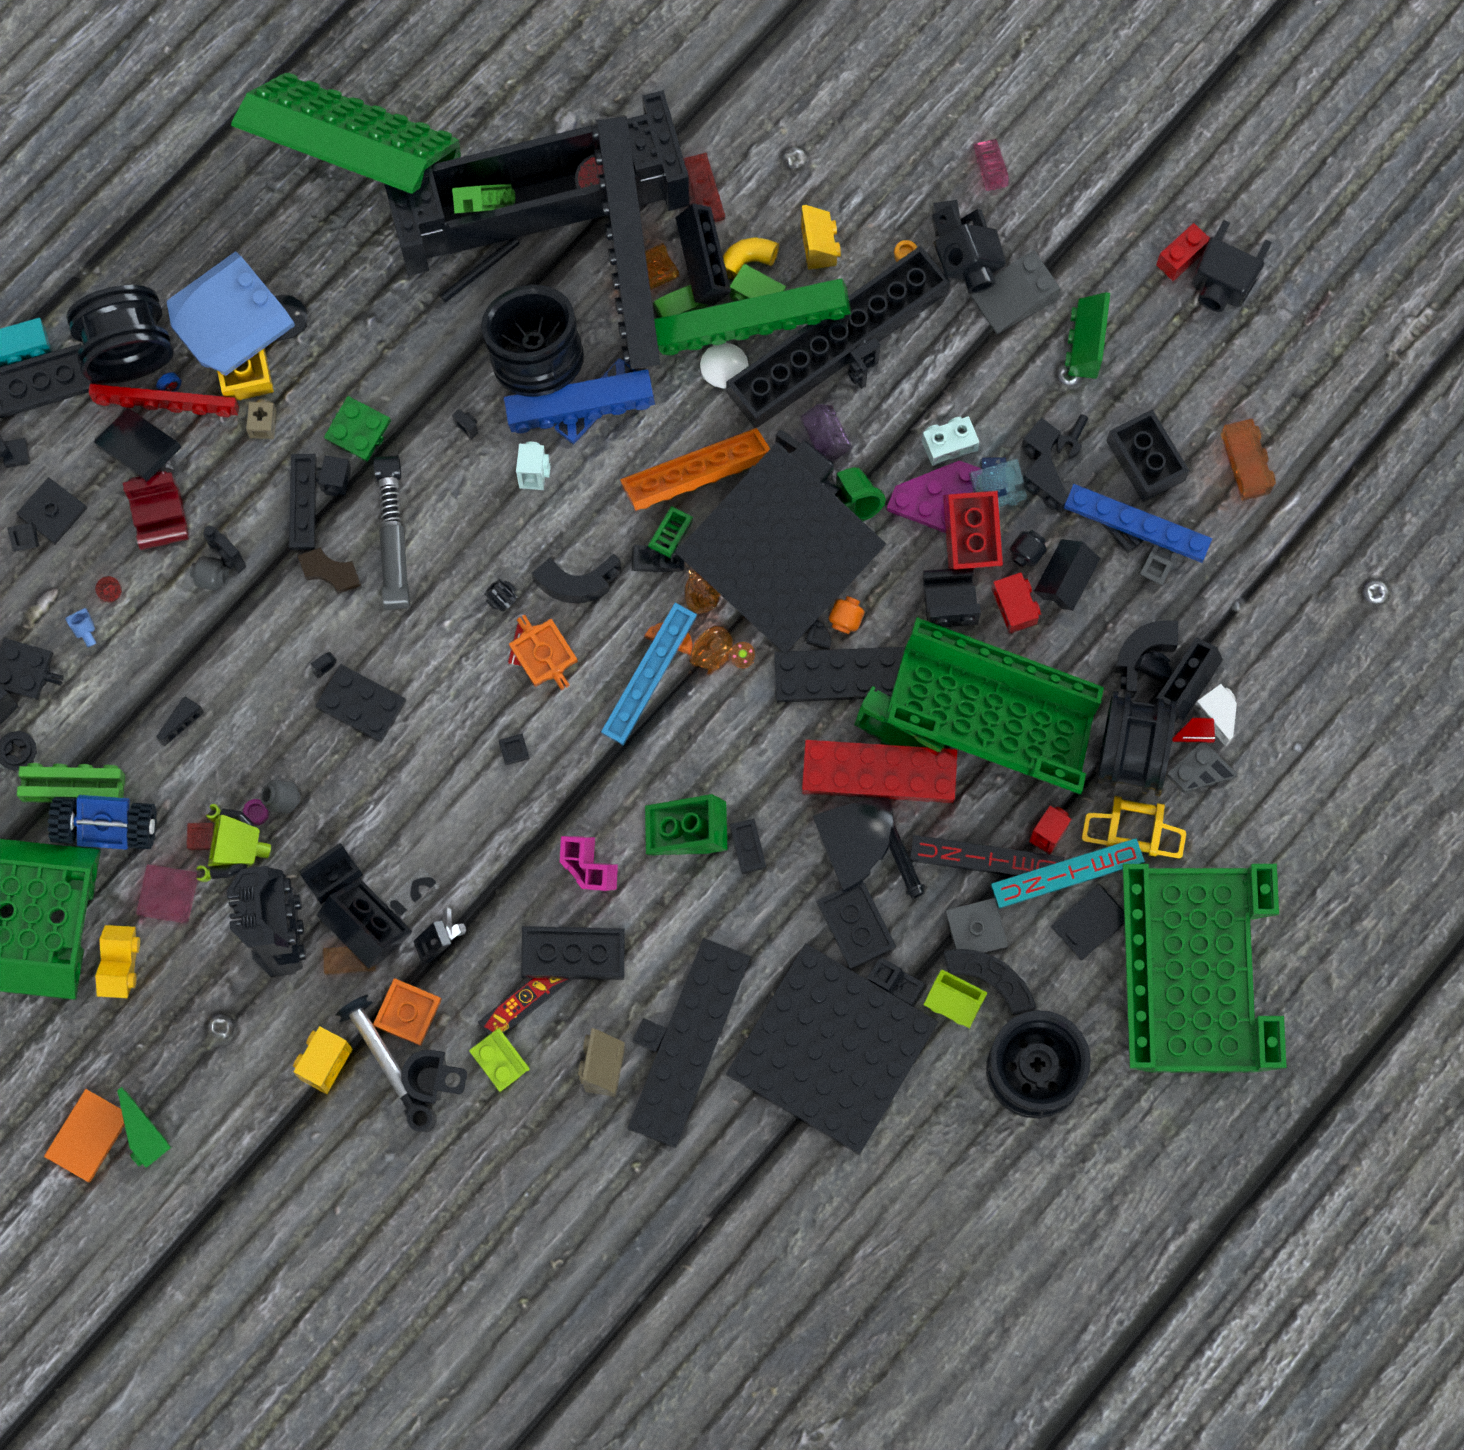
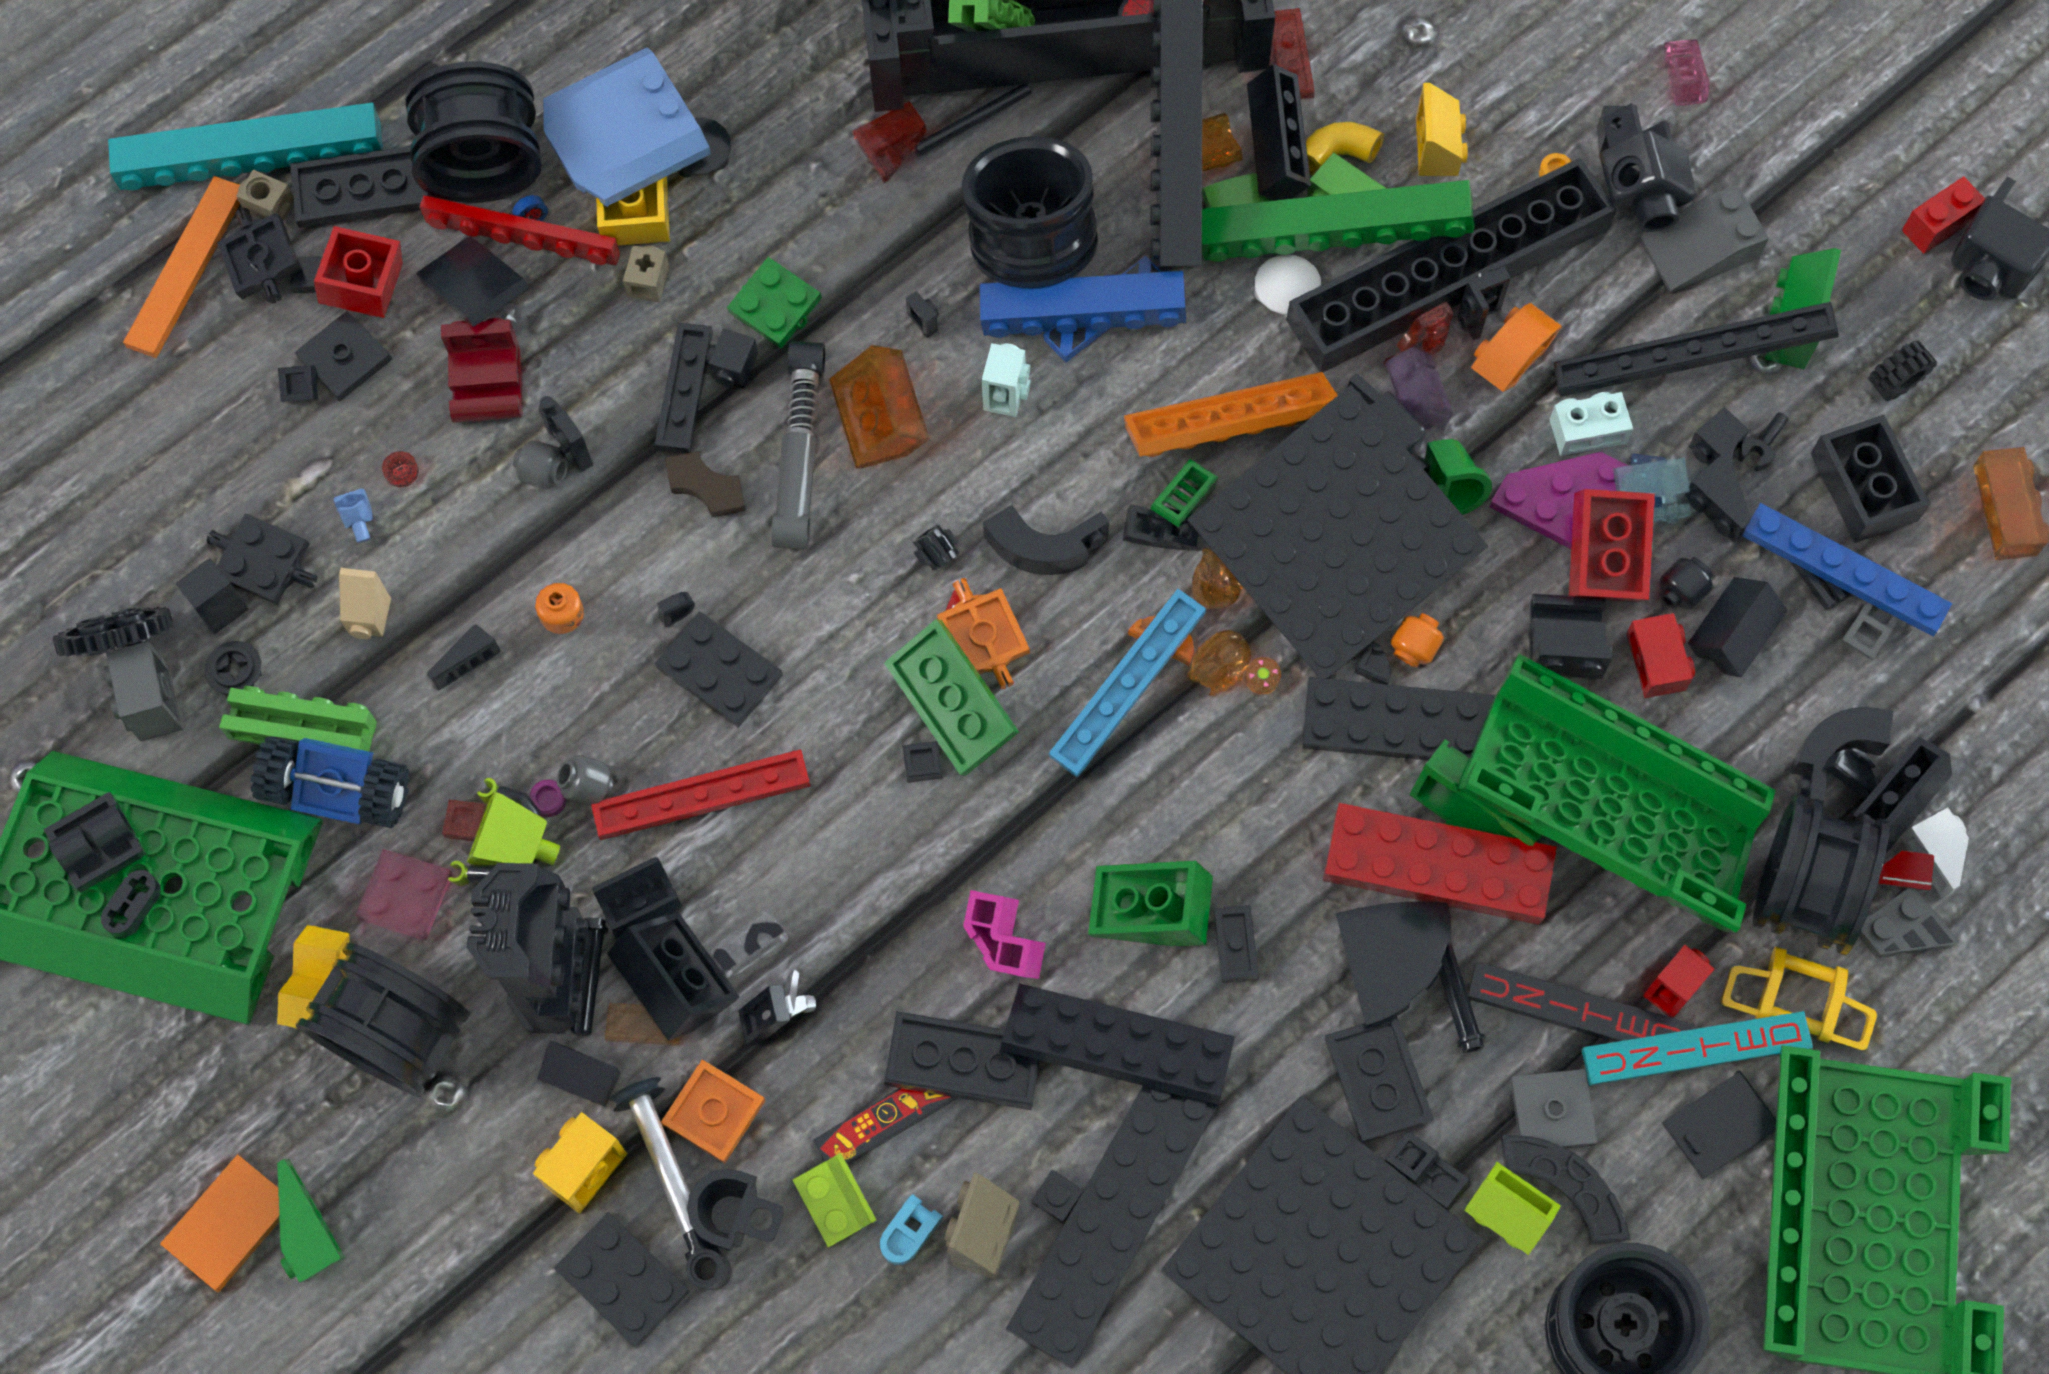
camera: 10 degrees right, 5 degrees down
(52, 448) = (358, 272): none -> red brick
(101, 692) = (363, 603): none -> tan slope
(172, 983) = (383, 1019): none -> black wheel
(241, 683) = (559, 608): none -> orange head
(307, 939) = (588, 984): none -> black axle
(310, 1000) = (578, 1073): none -> black slope
(363, 794) = (700, 794): none -> red plate
(363, 1134) = (622, 1280): none -> black plate
(422, 294) = (890, 139): none -> clear red wing
(444, 497) = (878, 407): none -> clear orange slope
(527, 701) = (951, 697): none -> green plate
(549, 1082) = (899, 1242): none -> medium azure plate
(676, 926) = (1118, 1043): none -> black plate
(826, 391) = (1427, 331): none -> clear red wing
(891, 391) = (1515, 346): none -> orange brick
(1016, 378) = (1696, 349): none -> black tile
(1163, 373) = (1902, 370): none -> black tyre

